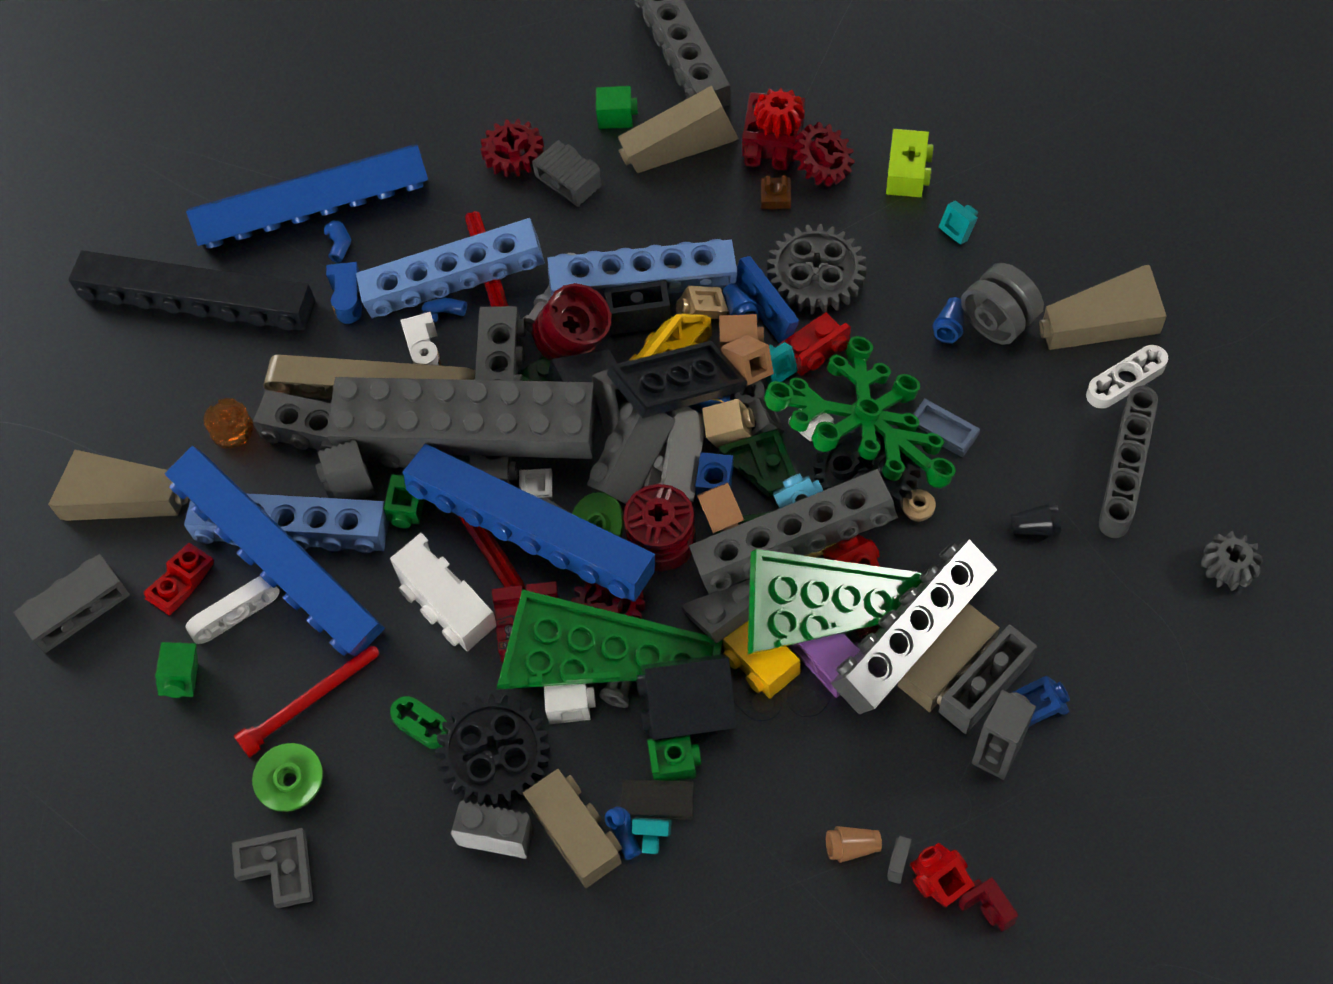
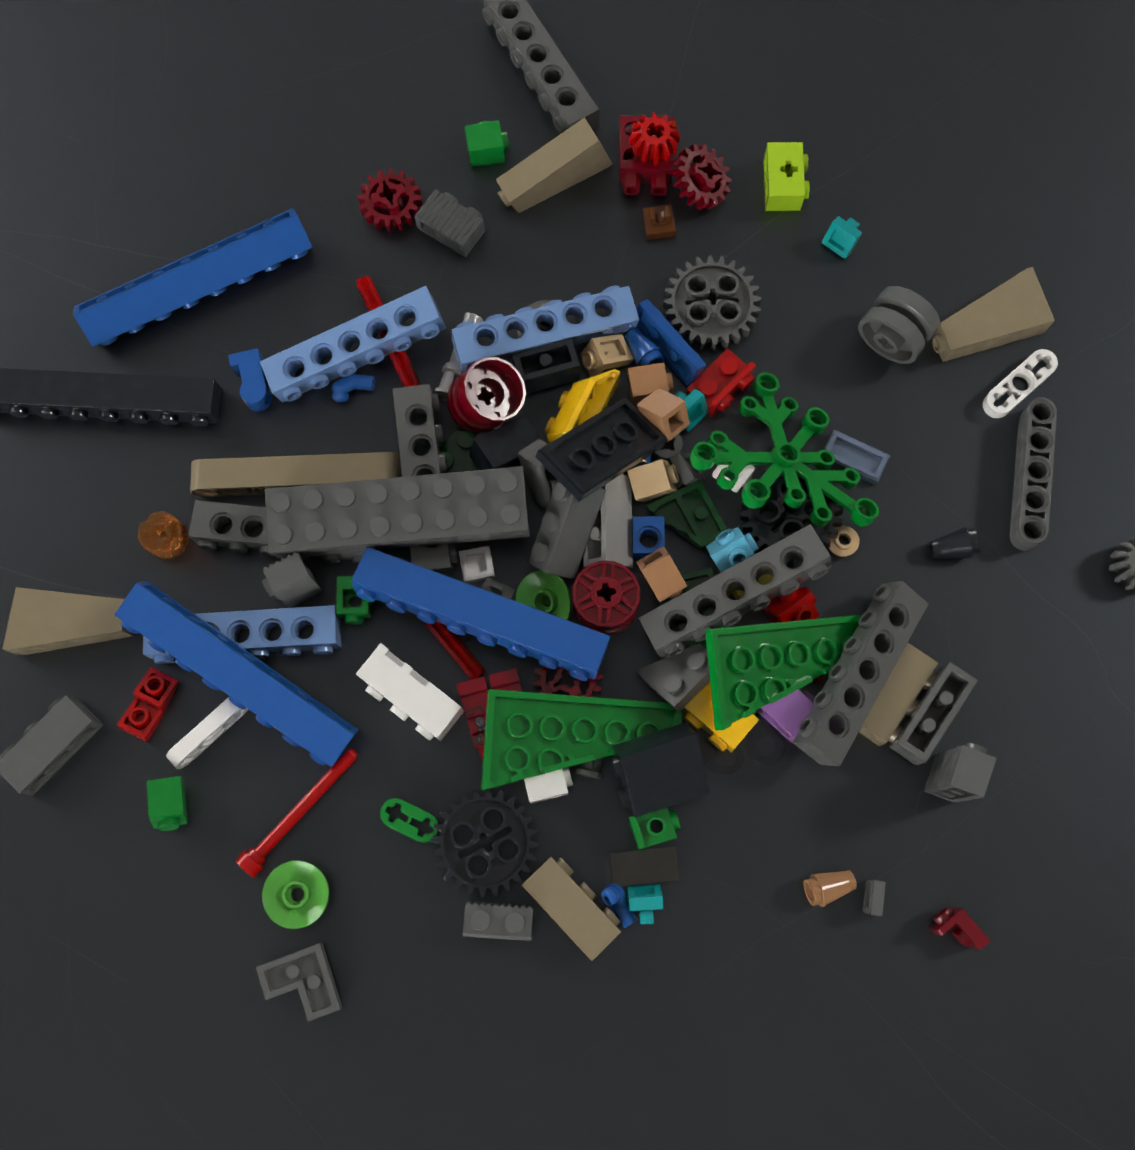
camera: 10 degrees left, 15 degrees up
(341, 240) = (235, 319): blue arm -> none
(418, 333) = (332, 418): white leg -> none
(941, 874) = (916, 909): red brick -> none
(950, 322) = (847, 346): blue cone -> none
(1047, 697) = (981, 725): blue bracket -> none

